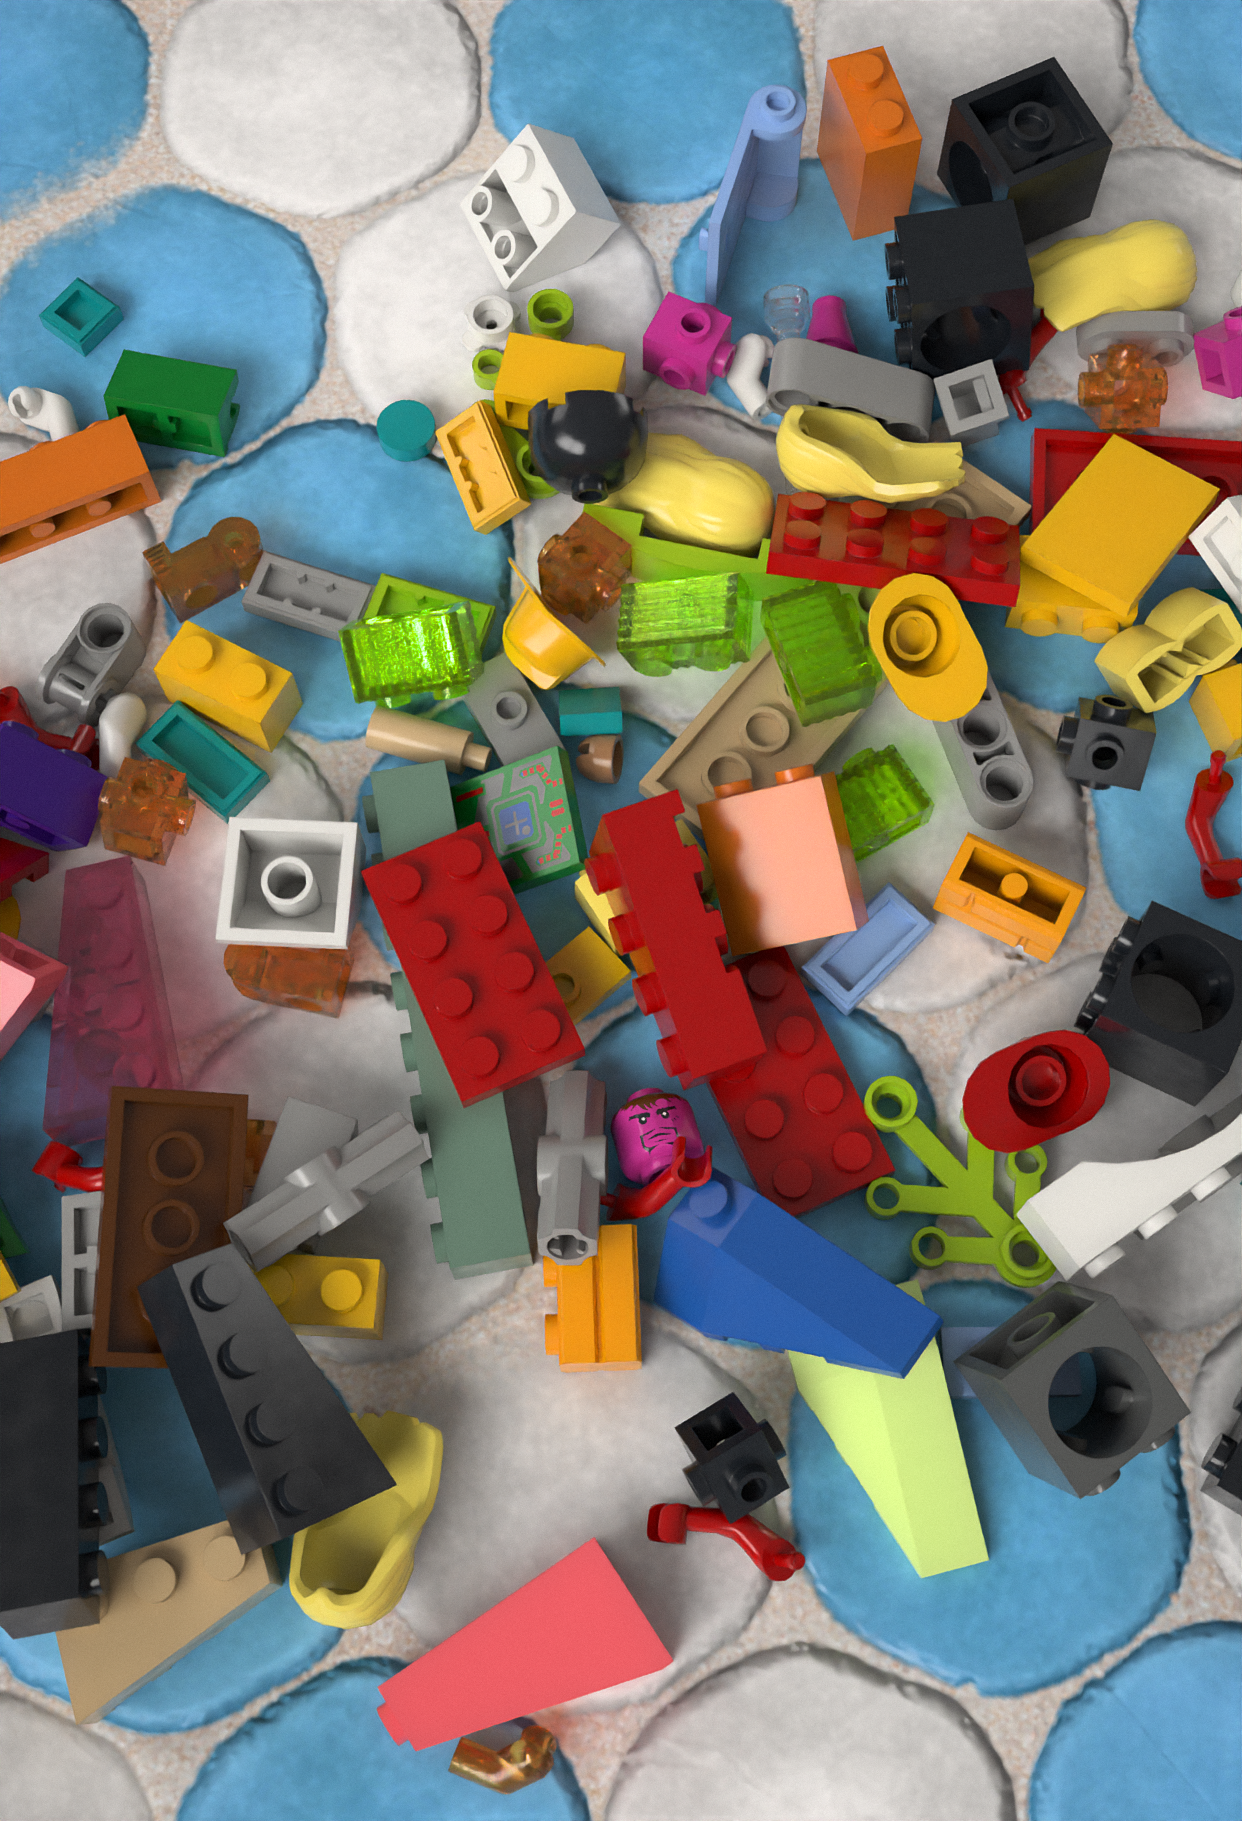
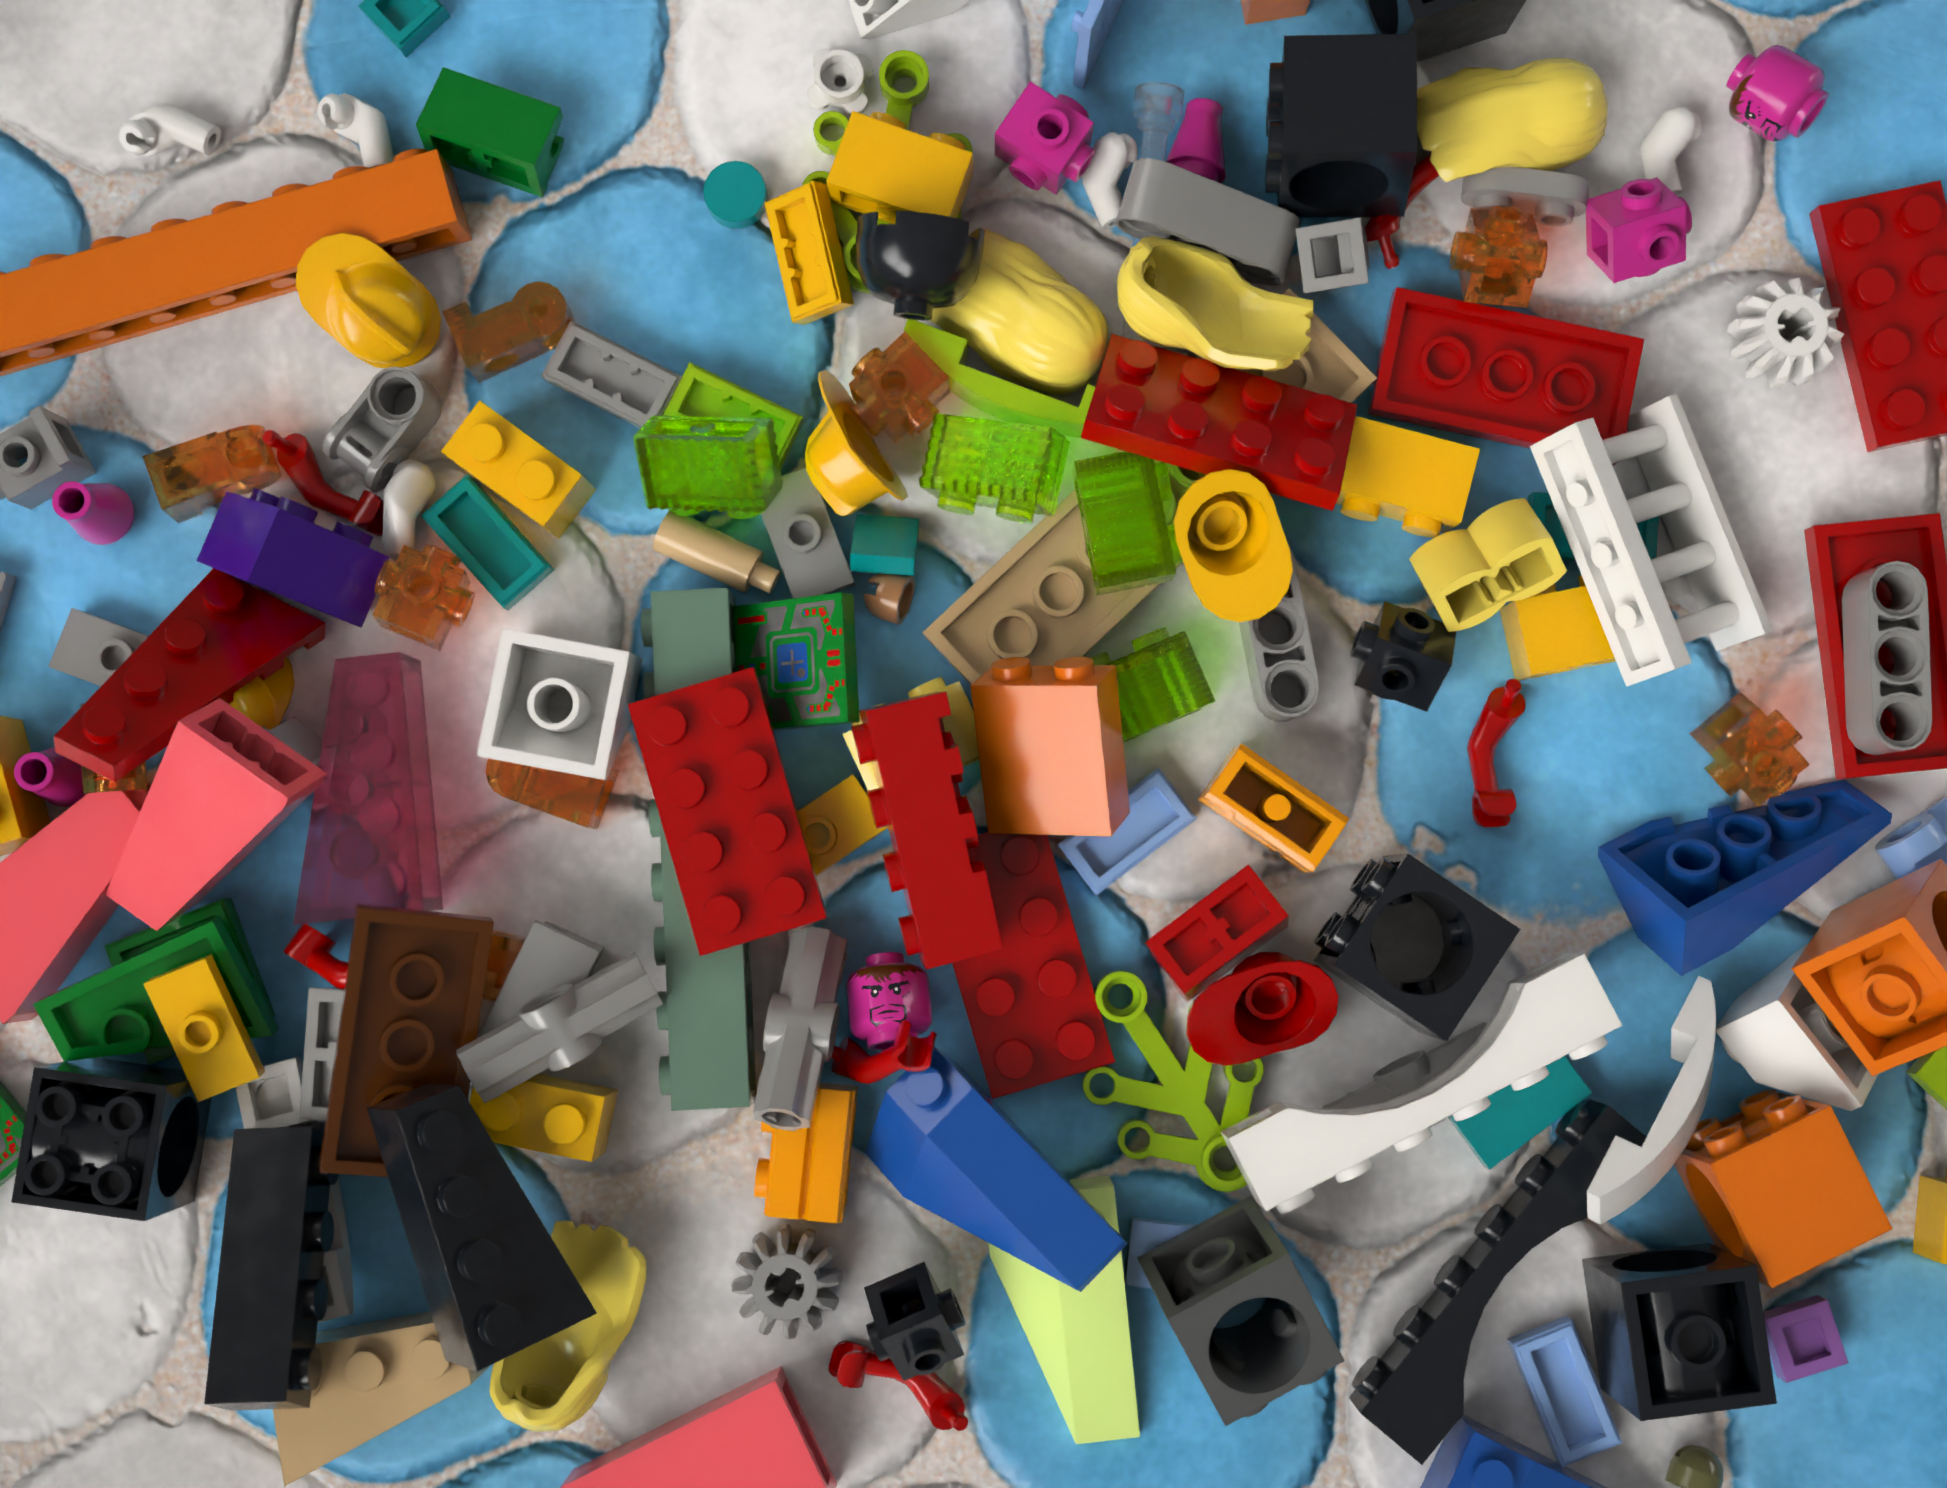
camera: 10 degrees right, 15 degrees up
(68, 554) = (367, 301): none -> yellow piece
(580, 1418) = (799, 1301): none -> light grey gear
(979, 1018) = (1218, 933): none -> red hinge
(1119, 525) = (1461, 421): yellow tile -> none

